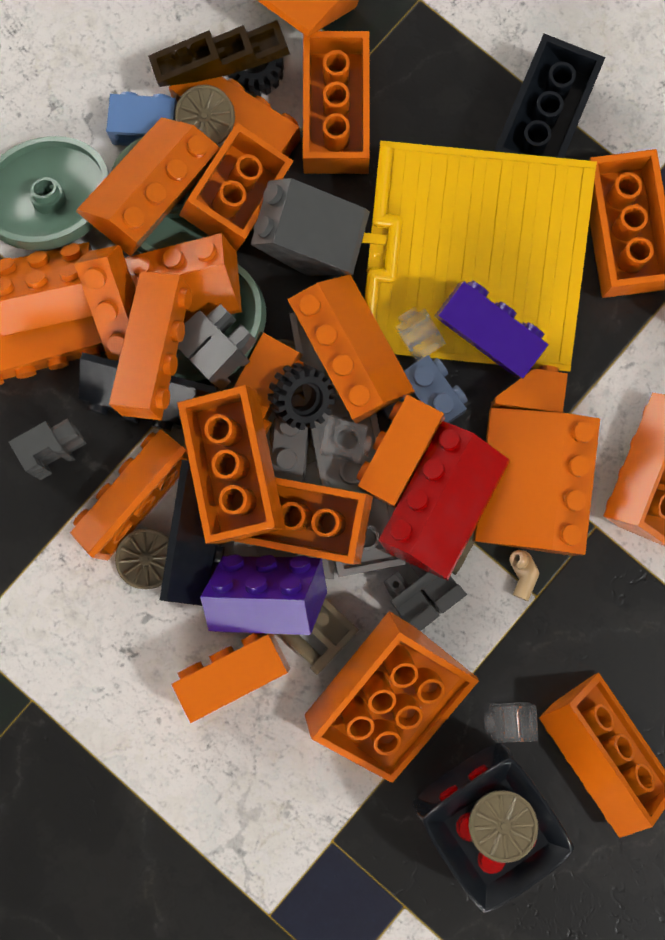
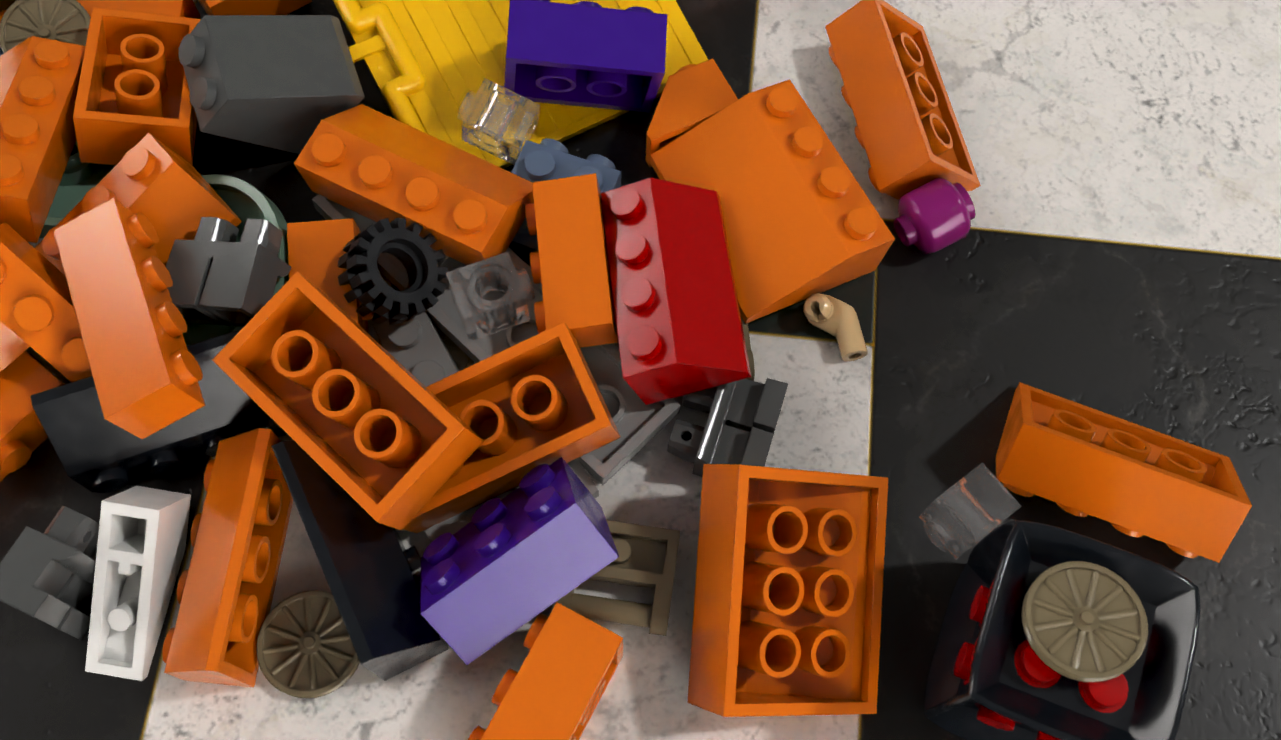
camera: 40 degrees left, 15 degrees down
(83, 469) = (134, 578): none -> white slope
(623, 551) = (934, 215): none -> magenta head

